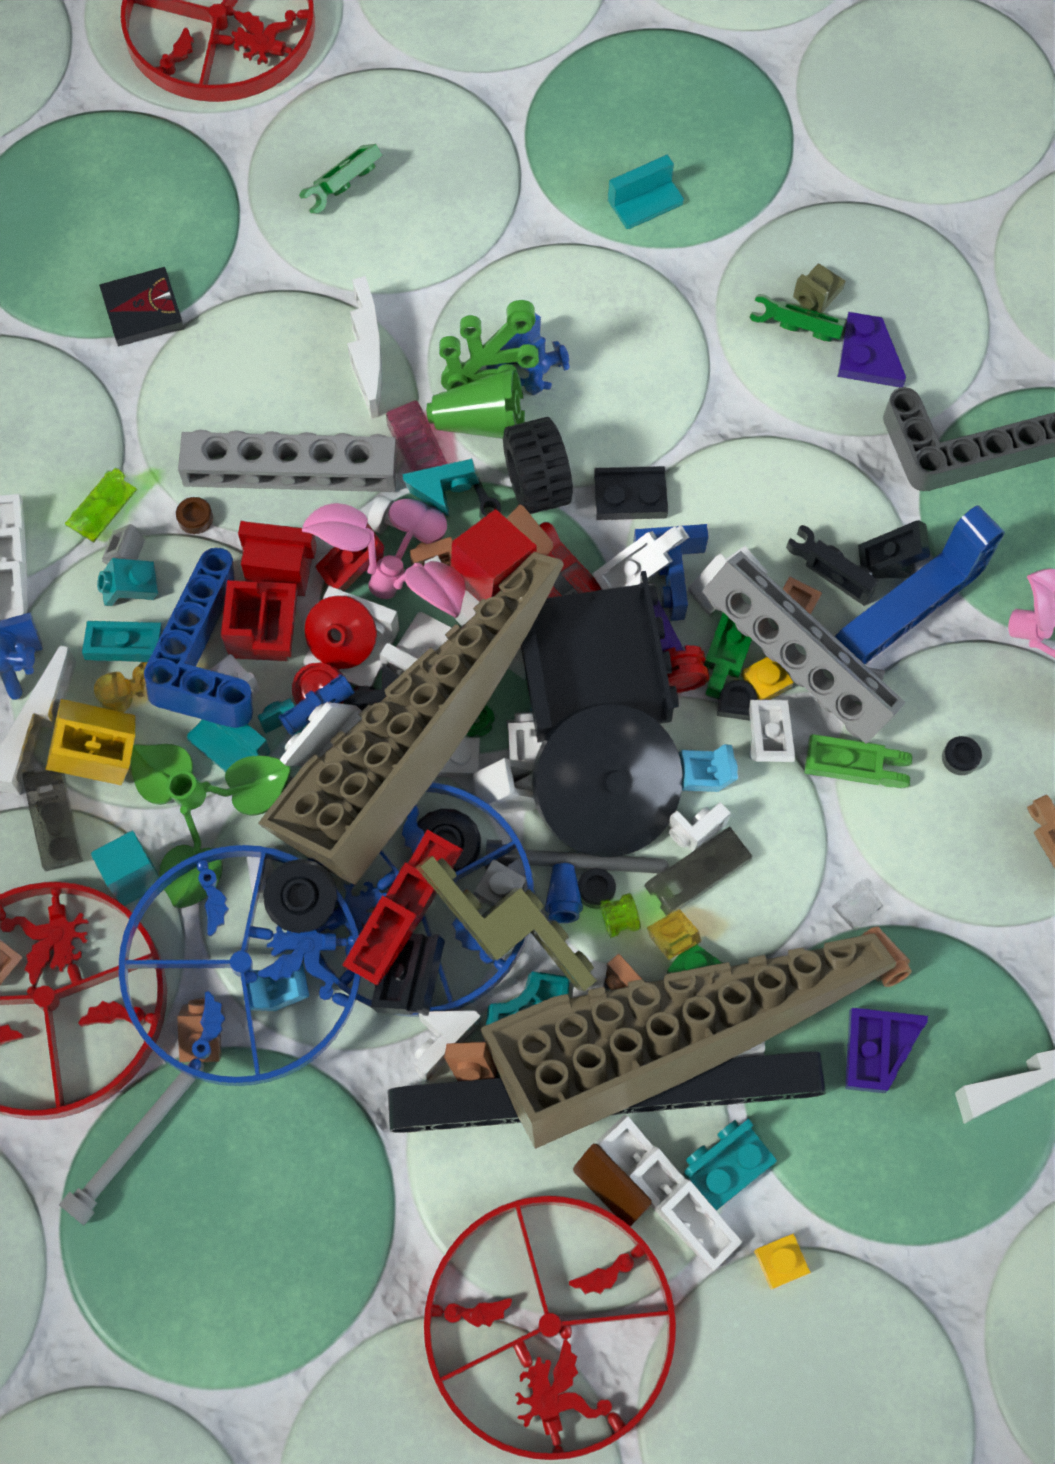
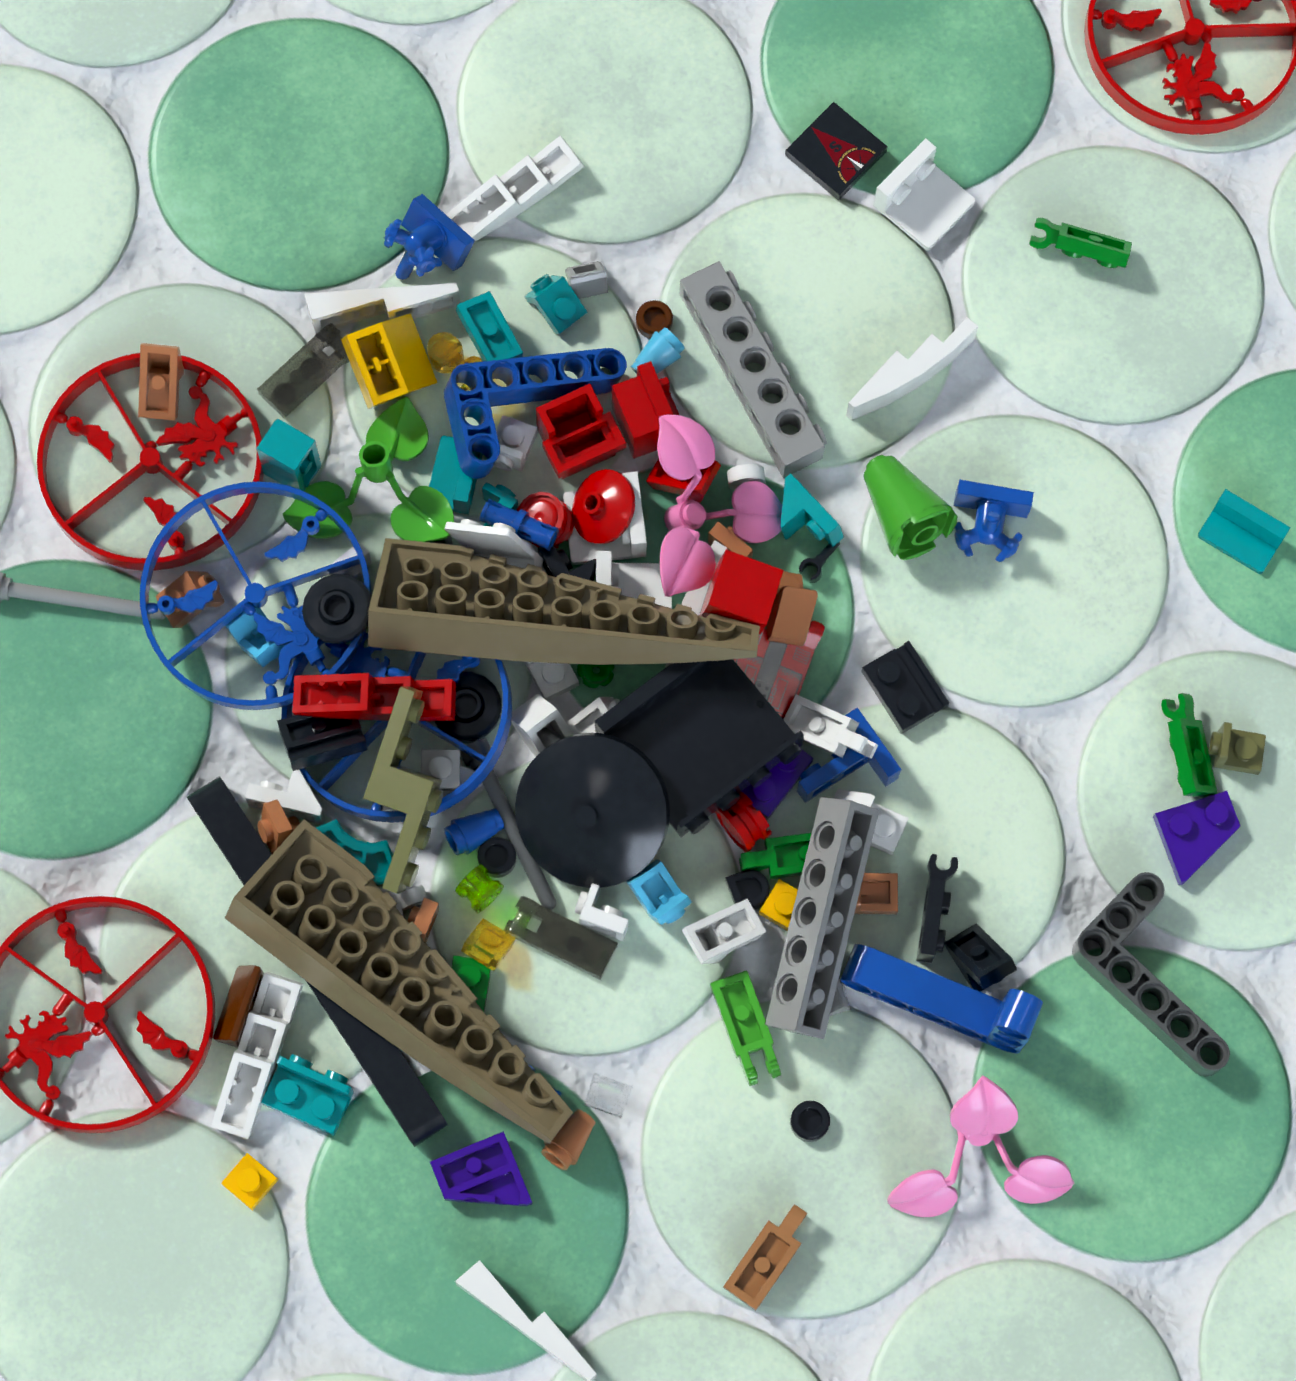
camera: 60 degrees right, 5 degrees up
(101, 505) = (615, 236): clear neon green hinge -> none
(225, 521) = (661, 350): none -> medium azure cone
(228, 264) = (922, 197): none -> white bracket
(407, 420) = (859, 442): clear pink slope -> none
(519, 320) = (935, 473): bright green plant -> none
(538, 465) = (867, 585): black tyre -> none

